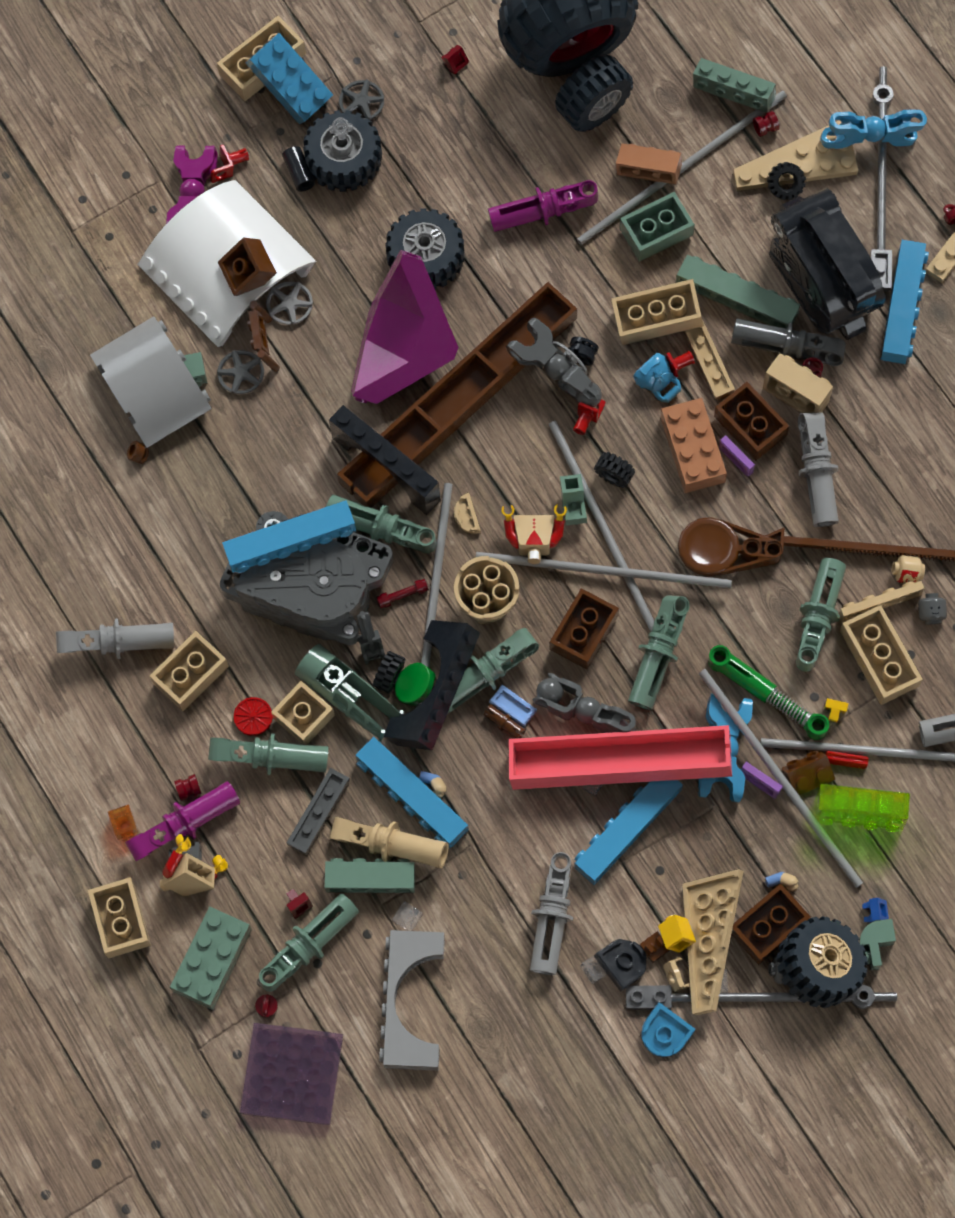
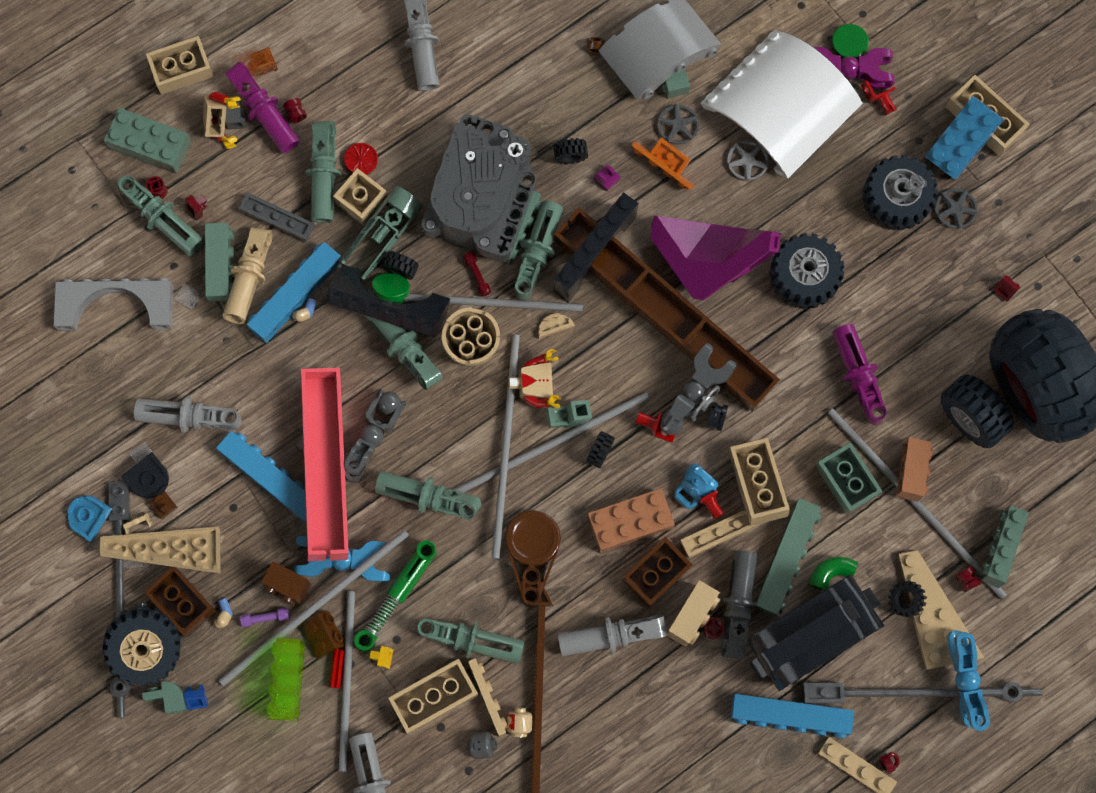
camera: 80 degrees right, 5 degrees up
(160, 188) = (850, 41): none -> green tile
(189, 671) = (395, 101): tan brick -> none
(247, 266) = (767, 111): reddish brown slope -> none
(259, 341) = (709, 131): reddish brown plate -> none
(266, 1006) = (110, 189): dark red tile -> none
(267, 482) = (570, 151): none -> black tyre
(267, 951) = (158, 190): none -> dark red wheel
(282, 383) = (668, 158): none -> orange bracket
(289, 536) = (503, 161): dark azure brick -> none
(291, 1074) = (52, 212): clear purple plate -> none
(297, 450) = (607, 177): none -> magenta tile
(298, 168) = (874, 157): black pin -> none
(369, 640) = (425, 246): dark grey connector -> none
(504, 722) = (361, 367): reddish brown pin -> none
(513, 705) = (377, 374): light blue tile -> none
(584, 628) = (447, 429): reddish brown brick -> none
(676, 933) = (171, 521): yellow brick -> none
(736, 456) = (623, 560): medium lavender tile -> none
(750, 251) = (830, 568): none -> green cylinder
(754, 803) = (286, 583): none -> reddish brown brick
(761, 780) = (313, 591): medium lavender tile -> none
(784, 817) = (248, 620): none -> medium lavender bar

